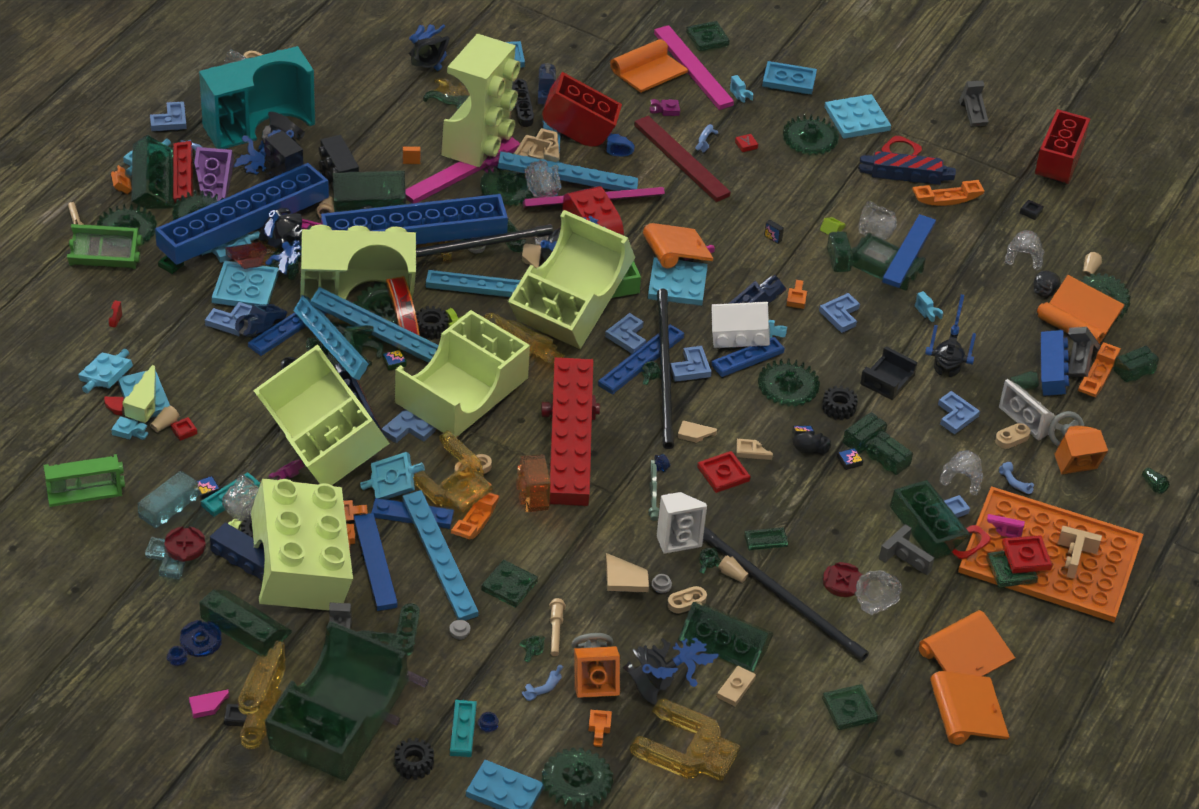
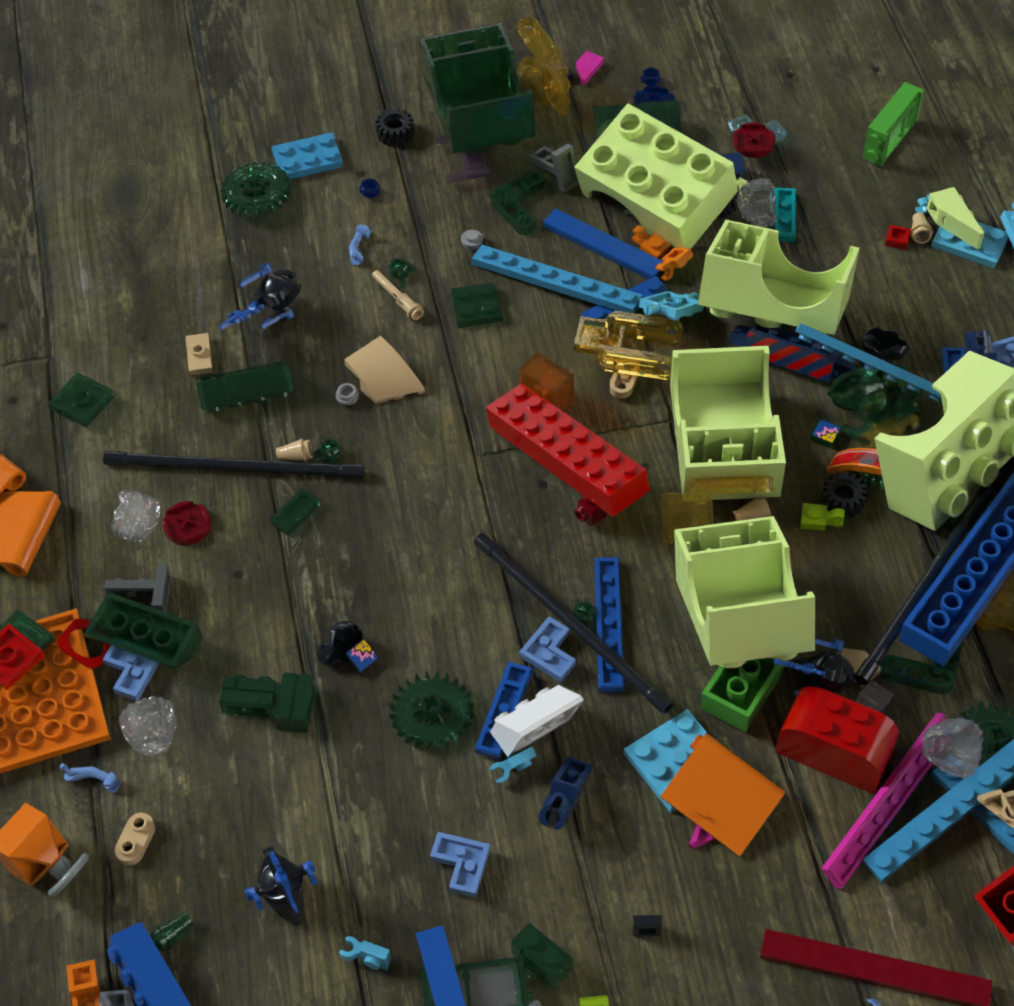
camera: 145 degrees right, 10 degrees up
(114, 404) = (981, 213): red tile -> none
(168, 499) = (818, 168): clear light blue brick -> none
(207, 487) = (809, 205): tile -> none
(383, 328) = (862, 429): dark azure plate -> none
(463, 728) = (385, 175): teal tile -> none
(471, 283) = (864, 573): dark azure plate -> none
(476, 517) = (563, 326): orange slope -> none
(596, 666) = (323, 269): orange piece -> none
(599, 723) = (280, 243): orange plate -> none
(619, 145) = (960, 914): blue rock -> none
(624, 333) = (654, 630): medium blue plate -> none
(653, 512) = (452, 483): sand green piece -> none
(662, 462) = (465, 512): clear blue plate -> none
(680, 522) = (372, 429): white slope -> none
(682, 600) = (308, 395): tan plate -> none
(695, 432) = (470, 575): tan tile -> none
(705, 754) = (172, 279): clear yellow plate -> none
(723, 471) = (400, 553): red tile -> none
(752, 449) = (396, 600): tan tile -> none
(797, 296) = (529, 842): orange plate -> none
(839, 410) = (358, 738): black tyre -> none
(850, 458) = (288, 663): tile -> none
(889, 373) = (334, 809): black panel -> none
(960, 412) = (213, 821): medium blue plate -> none
(1006, 526) = (51, 676): dark pink tile -> none
(1025, 409) = (133, 874): white slope -> none

